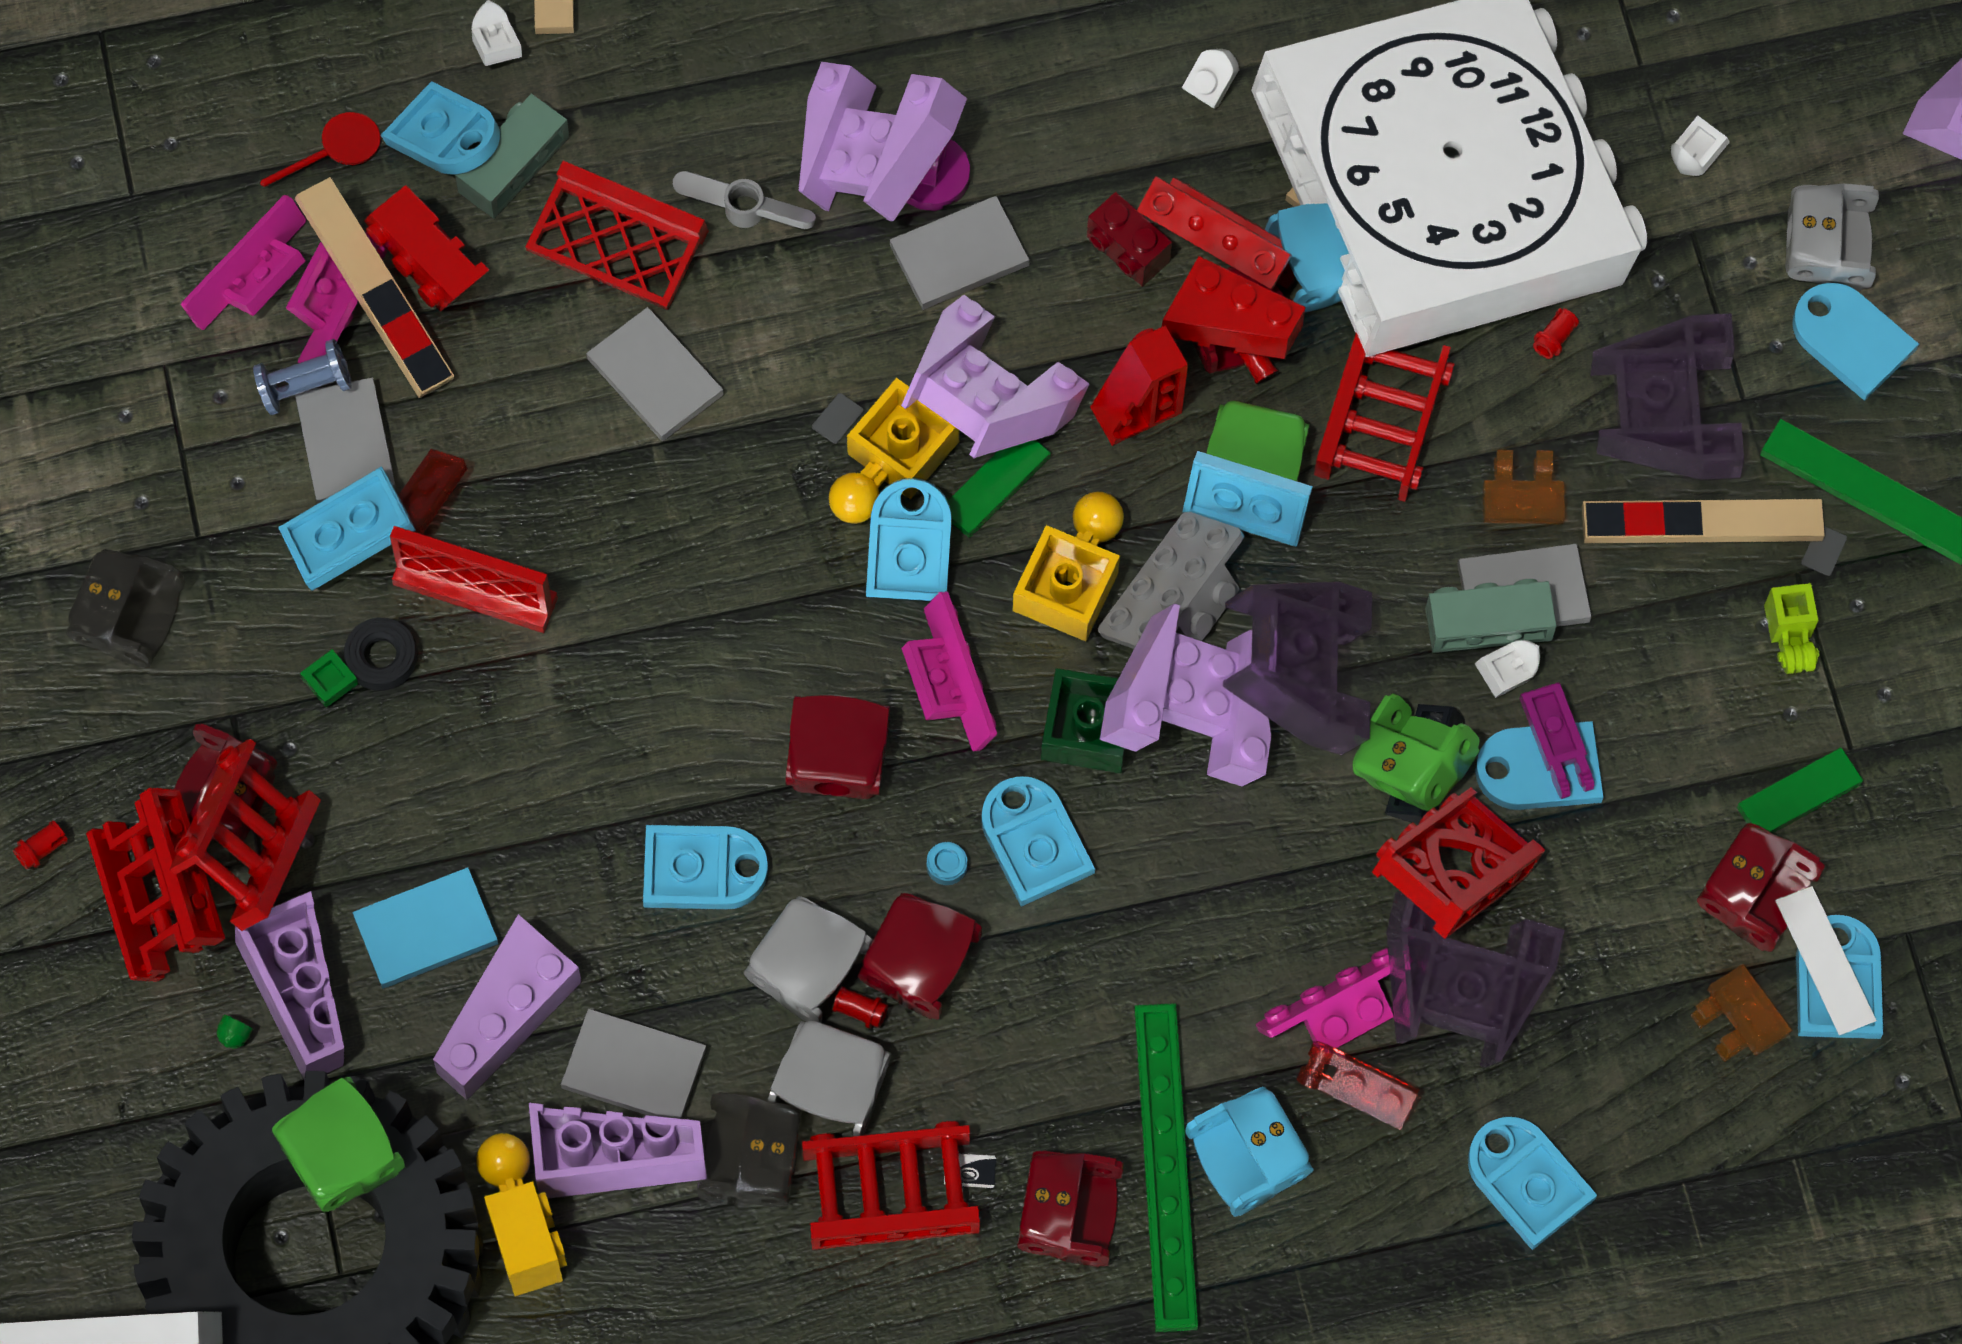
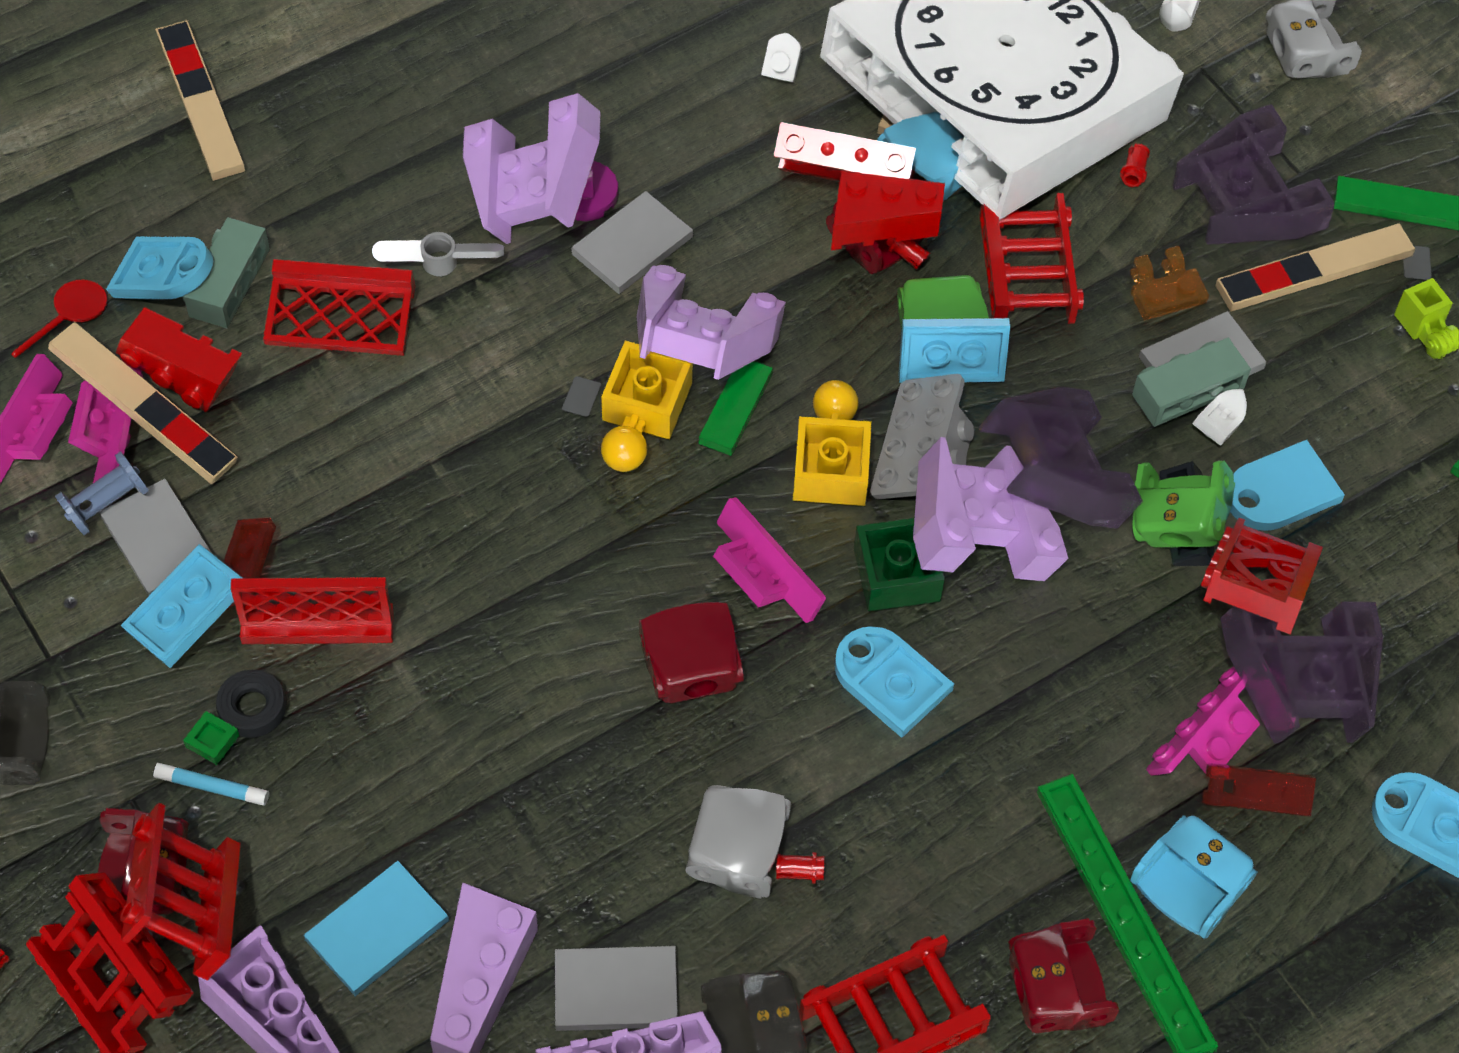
camera: 20 degrees left, 10 degrees down
(314, 726) = (211, 784): none -> medium azure bar
(494, 35) = (177, 186): white plate -> none
(654, 374) = (412, 406): light grey tile -> none
(697, 867) = (606, 794): medium azure tile -> none
(831, 1074) = (802, 930): light grey piece -> none
(909, 546) = (686, 472): medium azure tile -> none
(918, 953) = (836, 803): dark red piece -> none
(946, 863) = (823, 721): medium azure tile -> none
(977, 1170) = (963, 976): sticker -> none
(1128, 239) = (768, 190): dark red brick -> none
(1142, 387) = (833, 287): red wedge -> none
(1557, 736) = (1289, 458): magenta hinge -> none
(1853, 338) = (1359, 105): medium azure tile -> none

